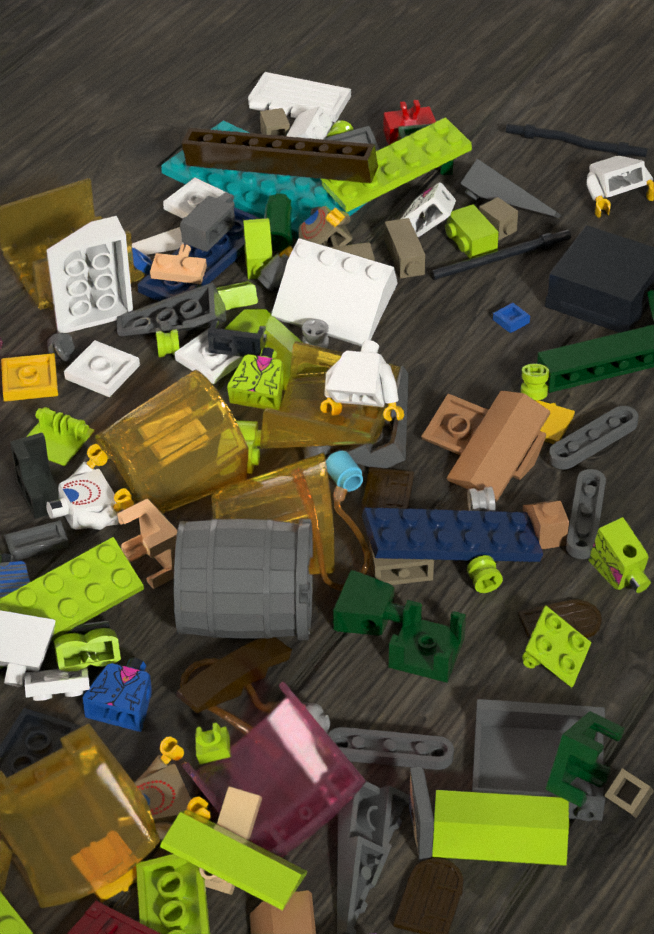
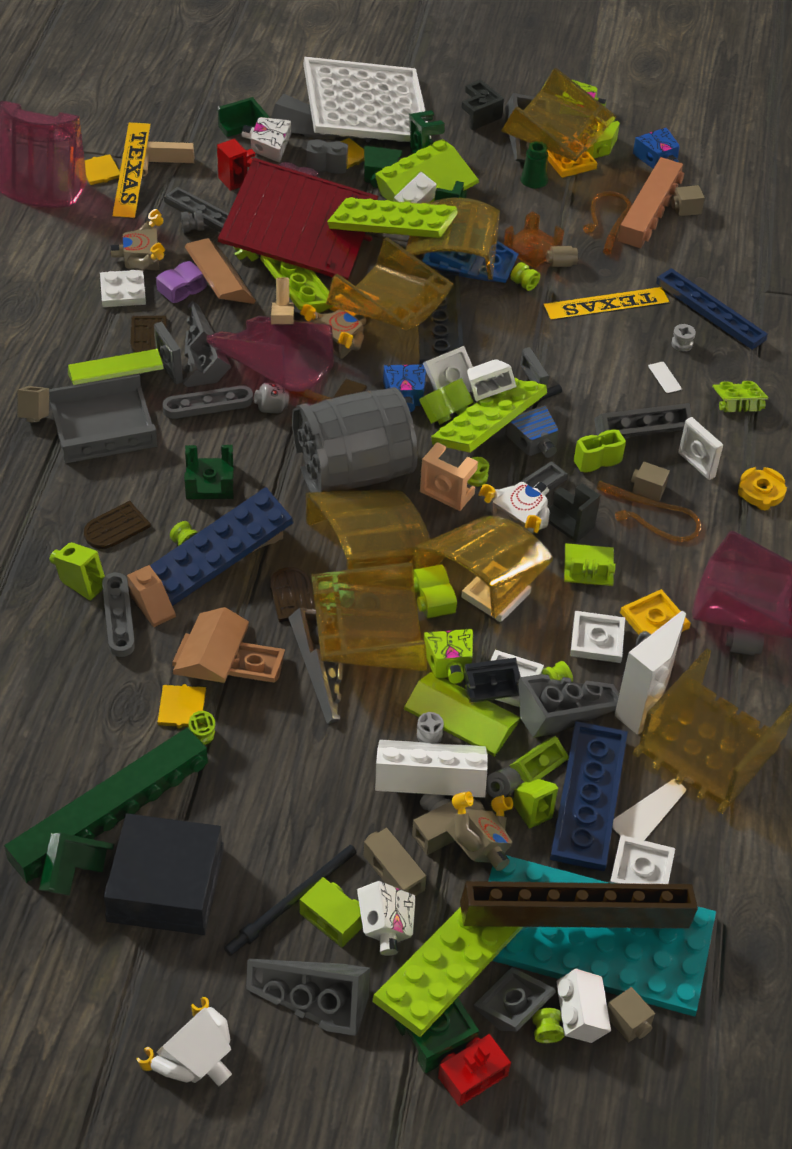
camera: 155 degrees right, 5 degrees up
(141, 261) = (642, 763): blue tile -> none
(179, 267) = (599, 754): light nougat plate -> none
(208, 222) = (603, 813): dark grey hinge -> none
(212, 744) = (327, 374): lime tile -> none
(233, 859) = (269, 286): lime slope -> none
(279, 213) = (536, 840): dark green plant -> none
(297, 96) = (637, 1097): white hinge -> none
(309, 506) = (309, 489): clear orange piece -> none
(361, 380) = (343, 617): white torso -> none
(365, 606) = (268, 476): dark green torso -> none
(481, 500) = (209, 597): light grey wheel -> none
(501, 216) = (310, 941): dark tan brick -> none
(511, 317) = (252, 817): blue tile -> none
(556, 647) = (112, 492): lime hinge -> none
(579, 755) = (70, 402): dark green panel -> none
(593, 437) = (130, 691): dark grey plate -> none
(622, 149) = (203, 1127): black bar -> none

